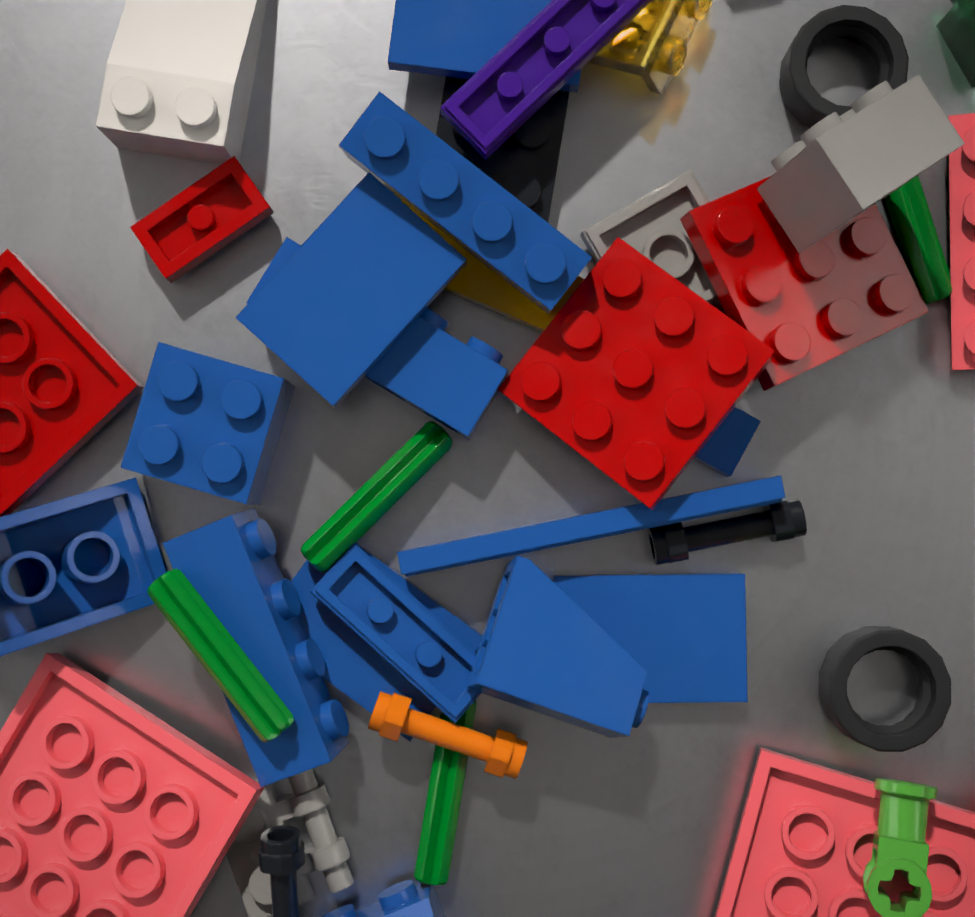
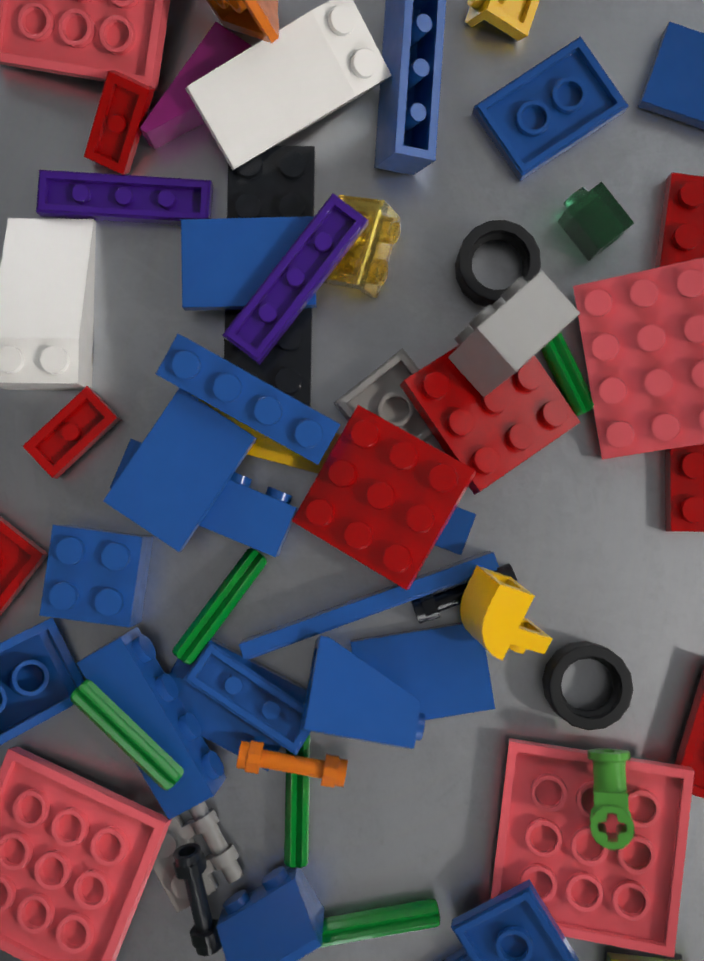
camera: 10 degrees left, 0 degrees up
(769, 566) = (495, 613): none -> yellow brick

